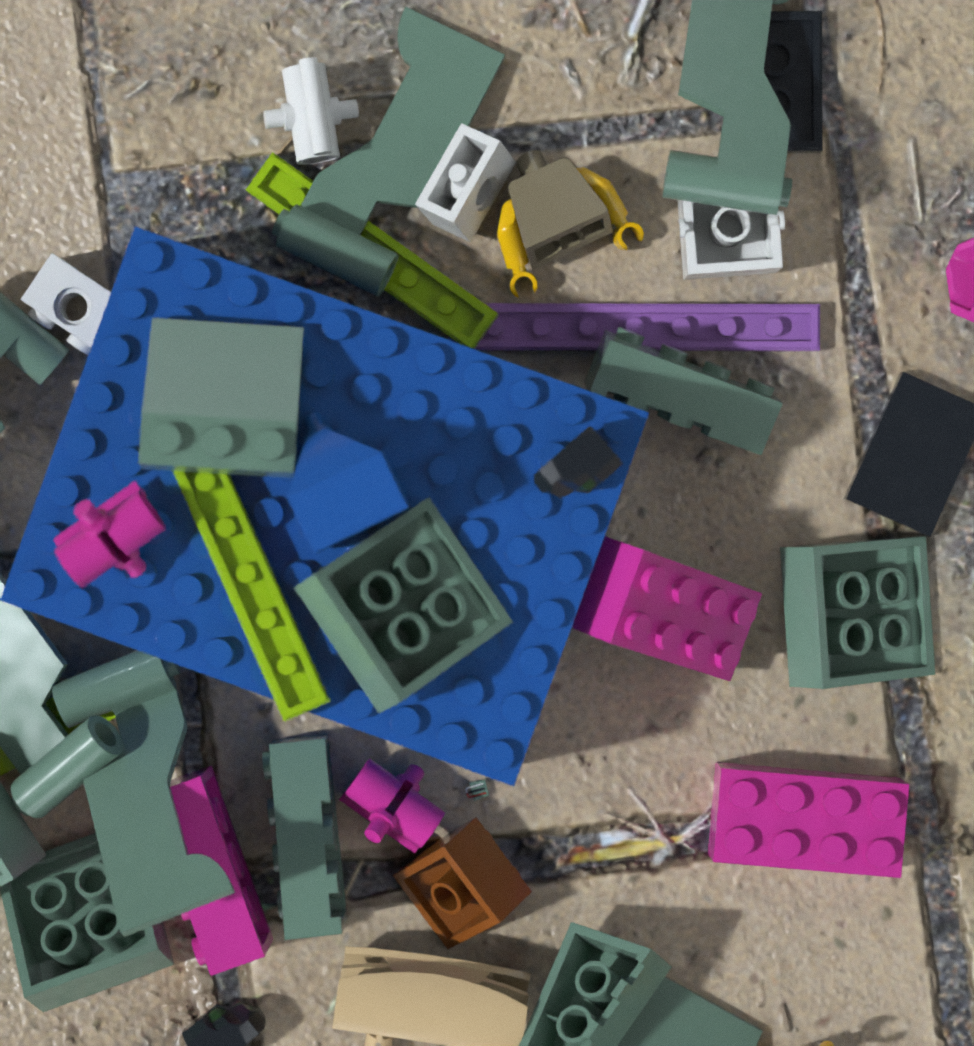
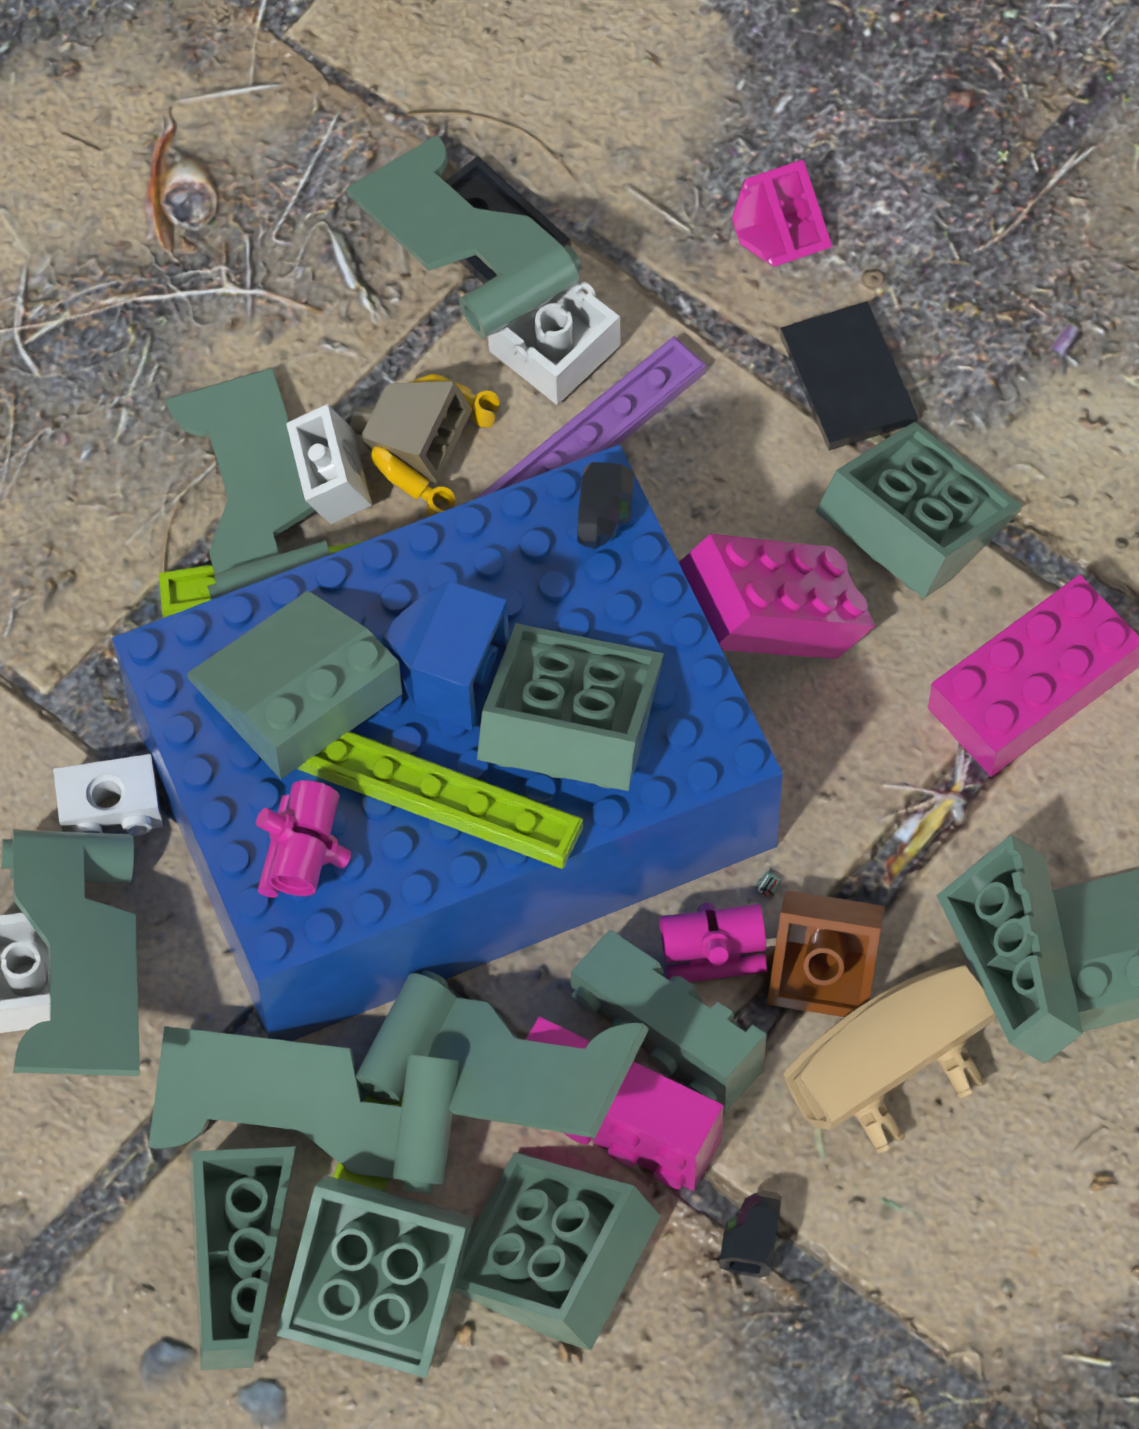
camera: 45 degrees left, 25 degrees down
(310, 112) = (162, 518): white pin -> none
(684, 391) = (661, 451): sand green wedge -> none

